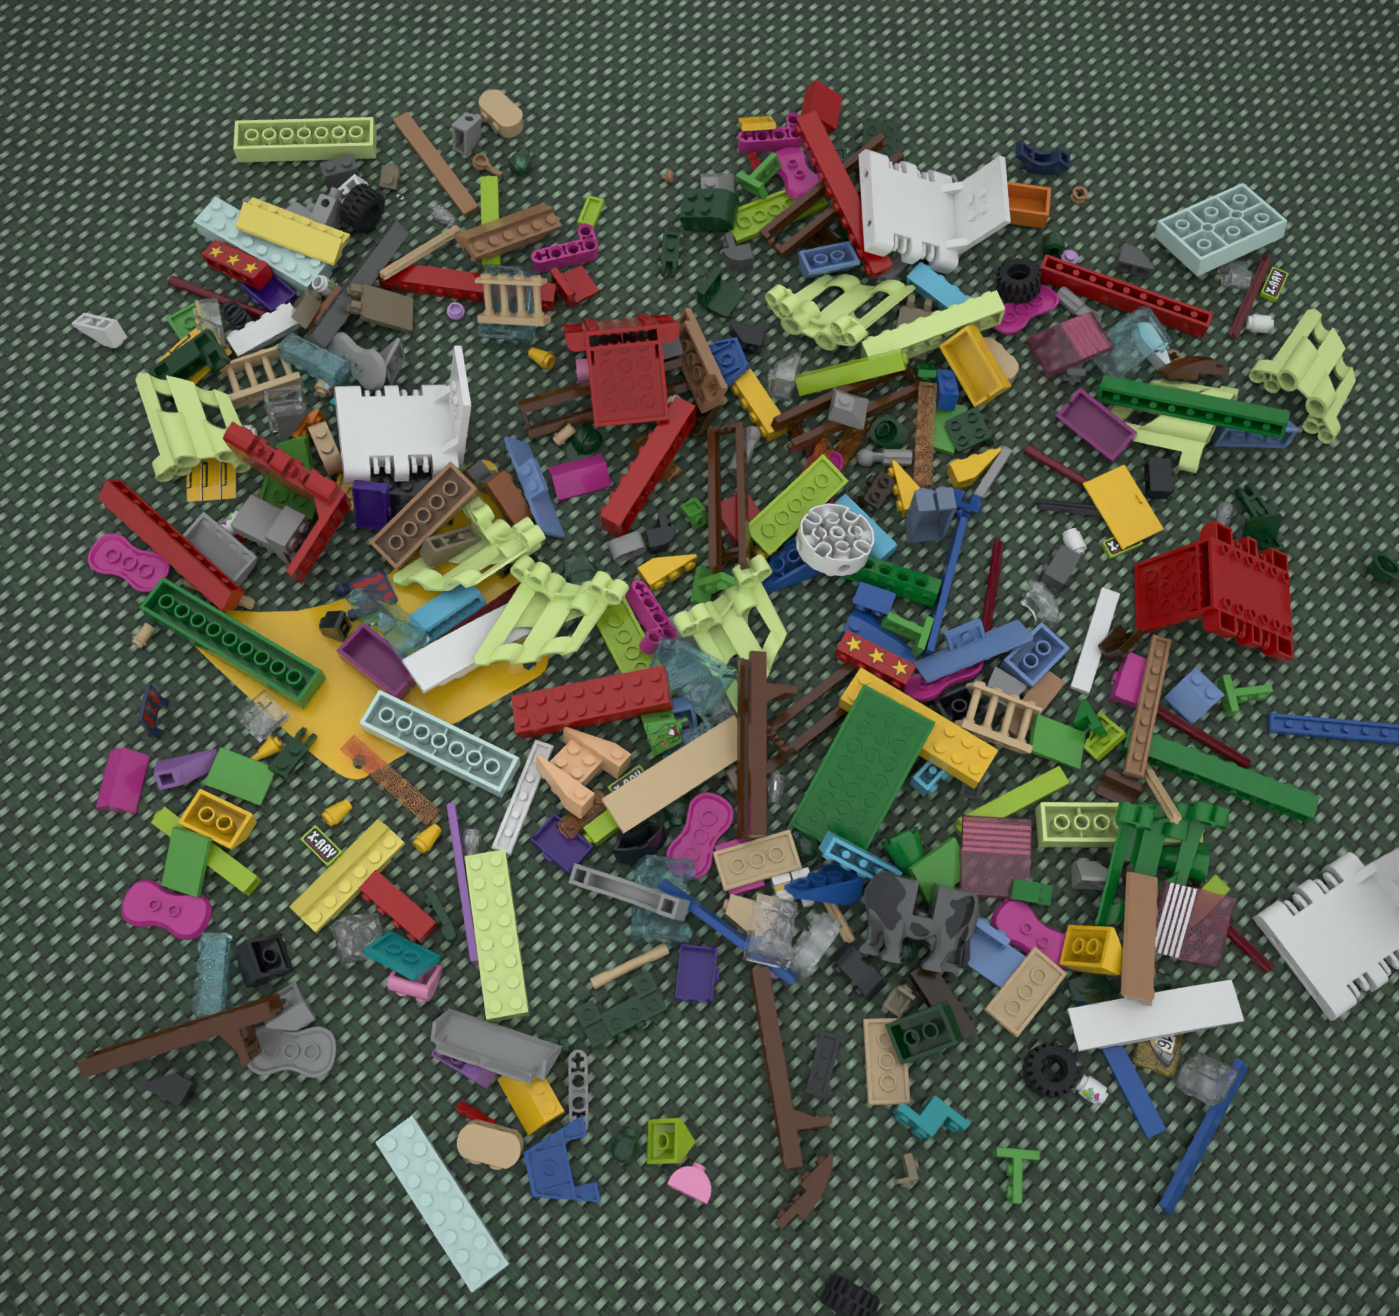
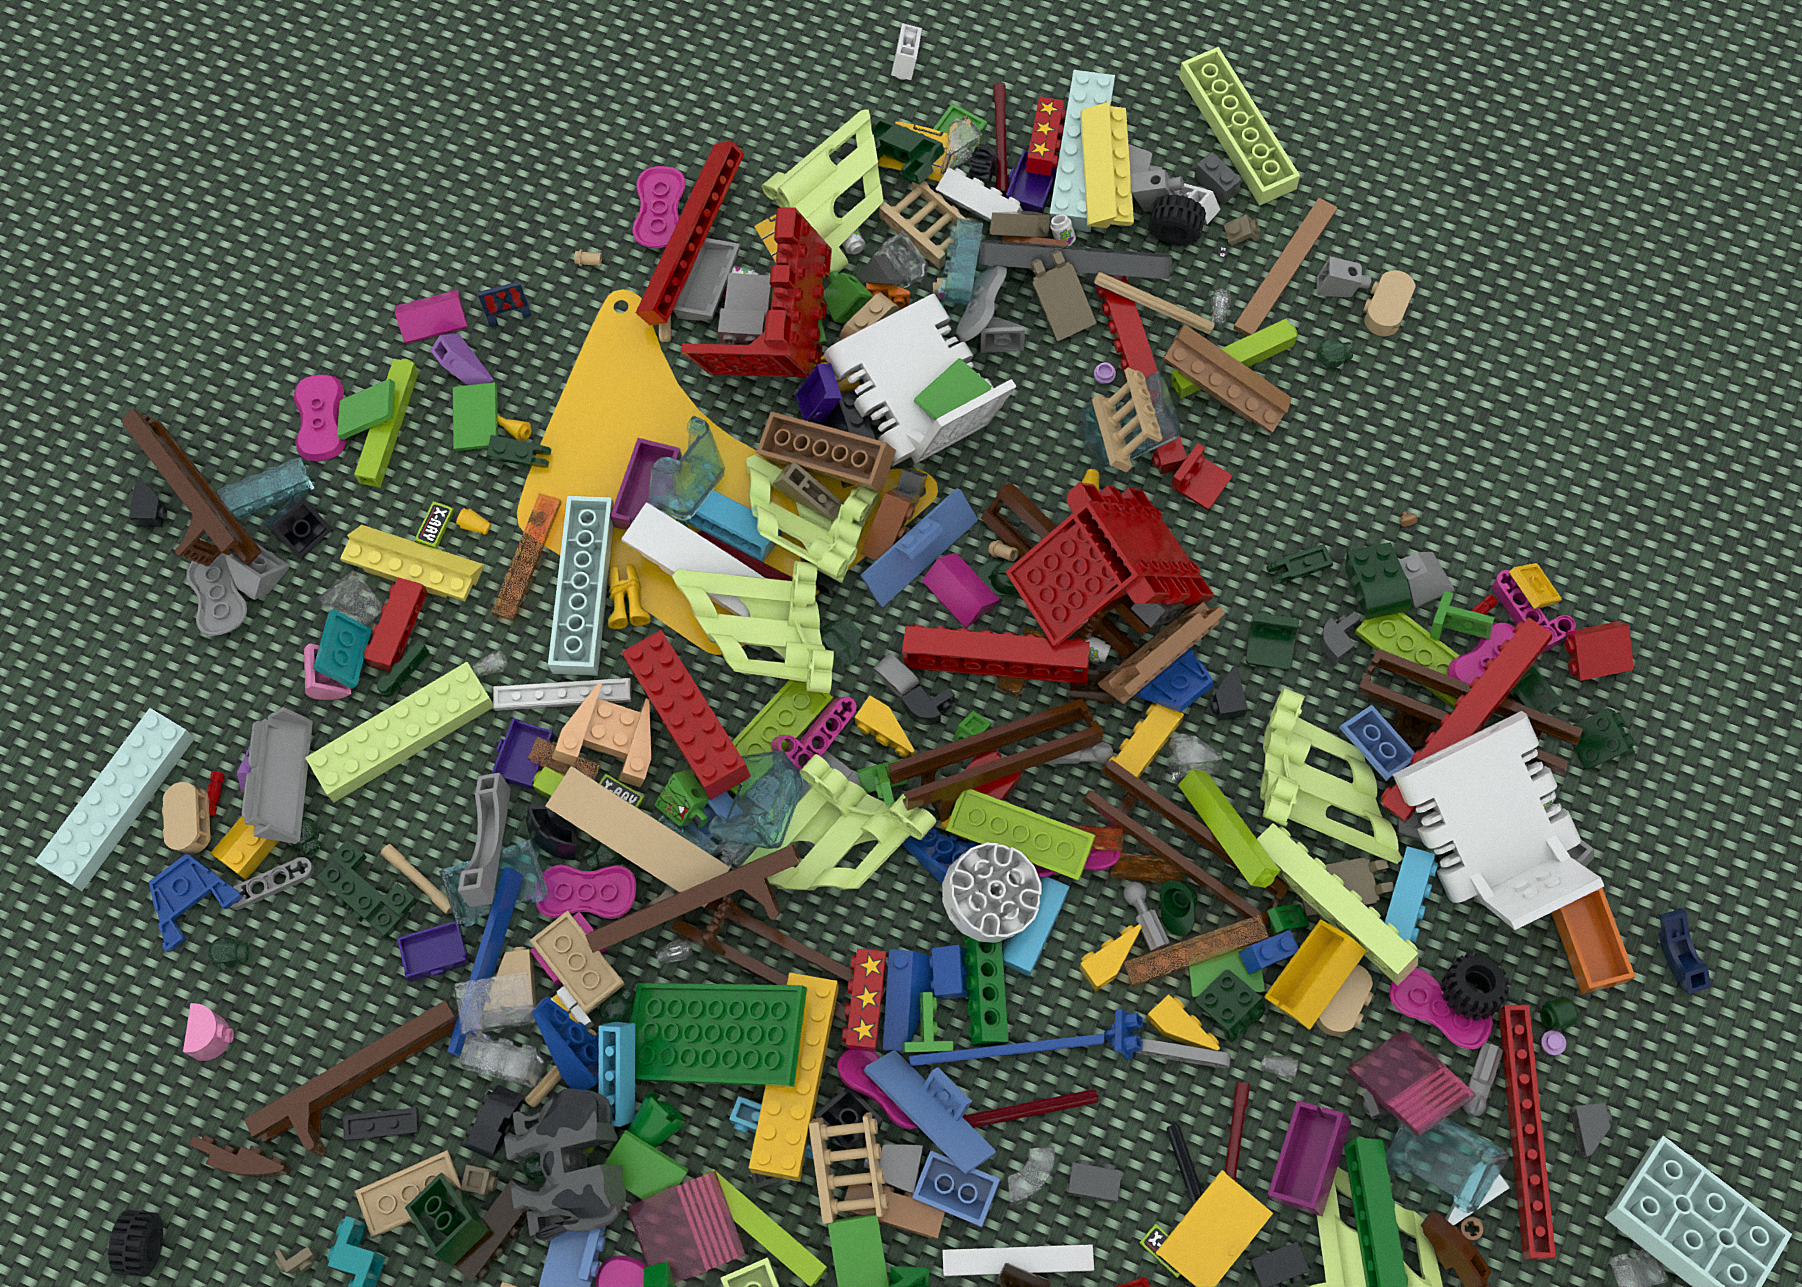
camera: 75 degrees right, 0 degrees up
(218, 819) = (417, 416): yellow slope -> none
(232, 643) = (609, 342): green brick -> none
(262, 716) = (545, 405): clear slope -> none
(335, 625) = (670, 426): black slope -> none
(374, 582) = (732, 440): dark blue flag -> none
(425, 840) = (477, 619): yellow cone -> none
(426, 408) = (951, 390): none -> bright green tile
(456, 719) = (621, 589): none -> yellow piece
(462, 881) = (496, 642): medium lavender tile -> none
(482, 163) = (1312, 313): medium nougat plate -> none
(544, 259) = (1217, 433): dark pink beam -> none
(591, 211) = (1311, 456): lime tile -> none
(668, 1141) = (246, 993): lime slope -> none
(848, 409) = (1172, 841): light grey slope -> none
(875, 491) = (1092, 922): dark brown bracket -> none
(929, 514) = (1075, 989): sand blue piece -> none
(1024, 418) = (1280, 1065): none -> clear cone
(1074, 541) = (1137, 1188): white brick -> none
(1079, 190) = (1665, 1017): medium nougat bush -> none

